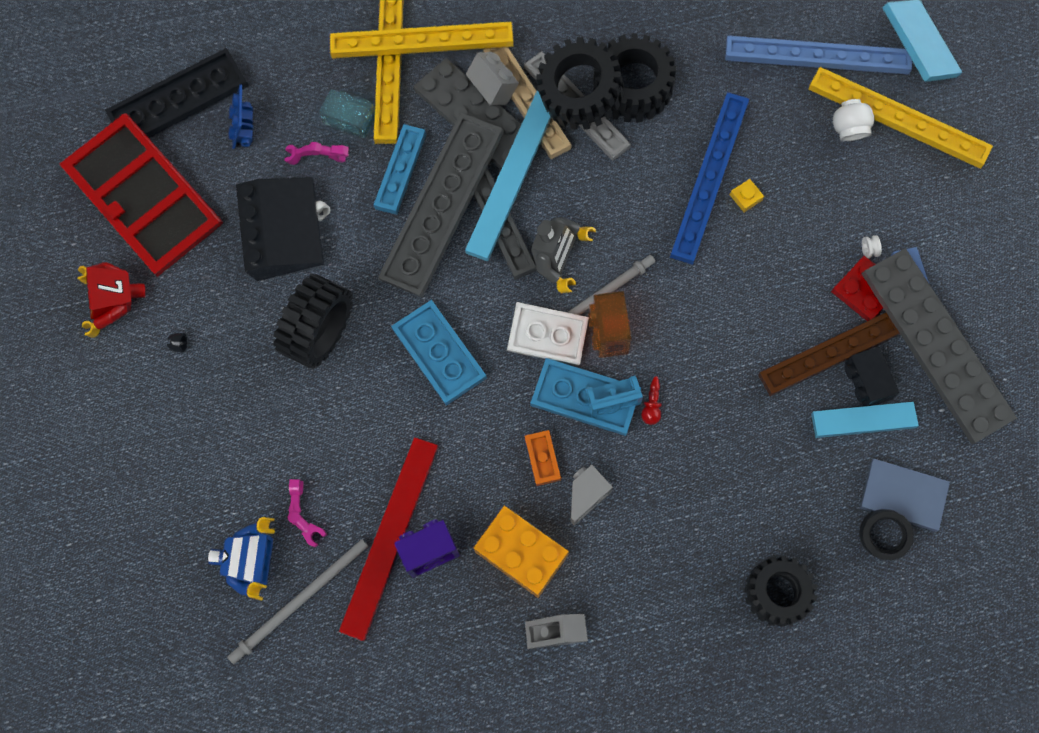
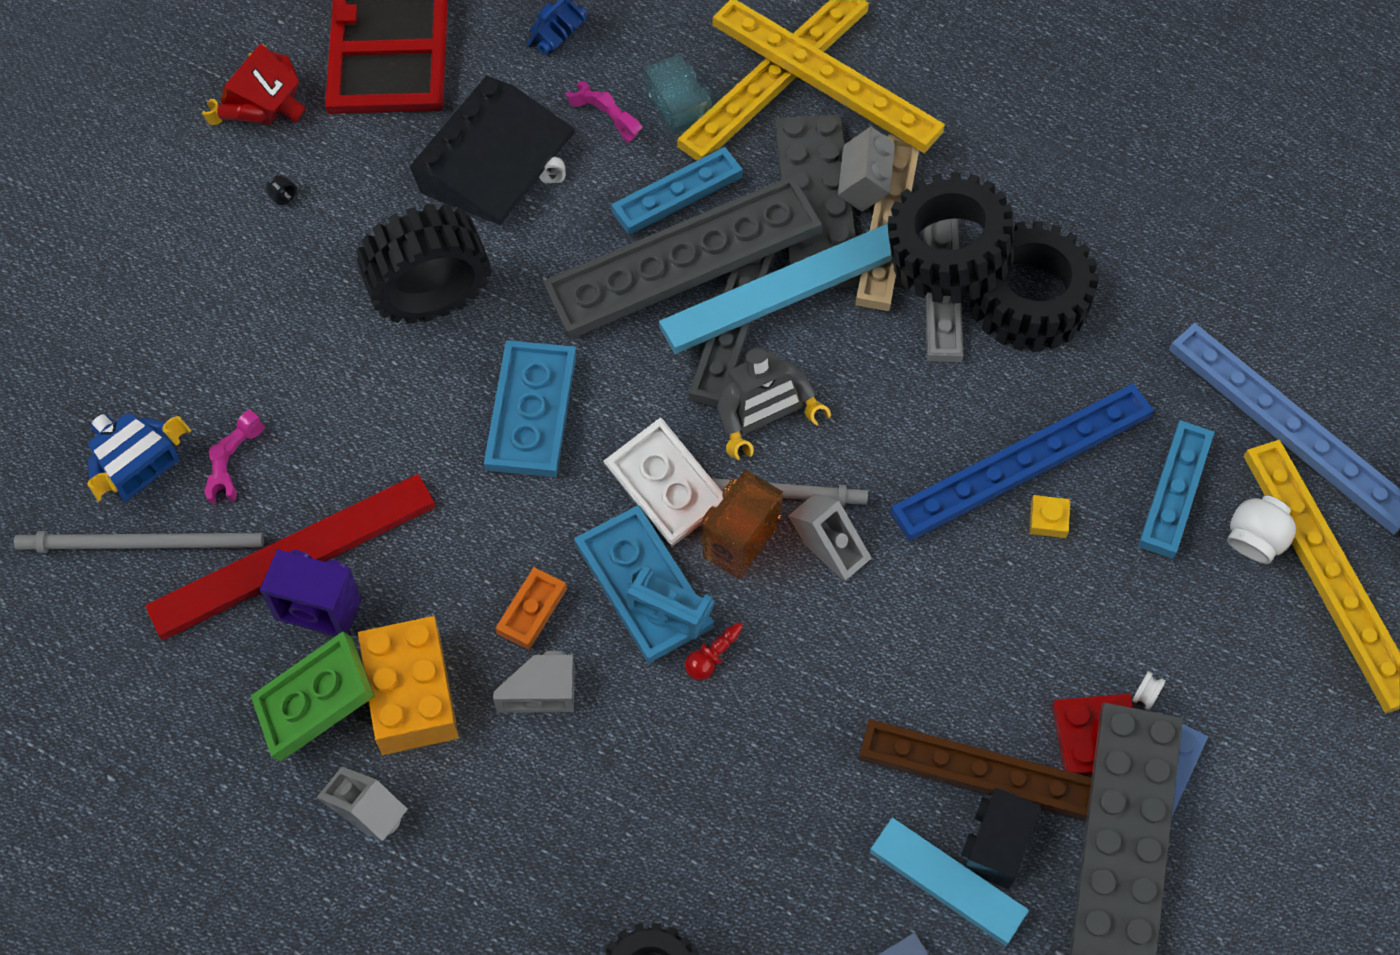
camera: 35 degrees right, 10 degrees down
(480, 601) = (312, 696): none -> bright green plate
(654, 293) = (830, 535): none -> light grey slope
(794, 132) = (1176, 489): none -> dark azure plate

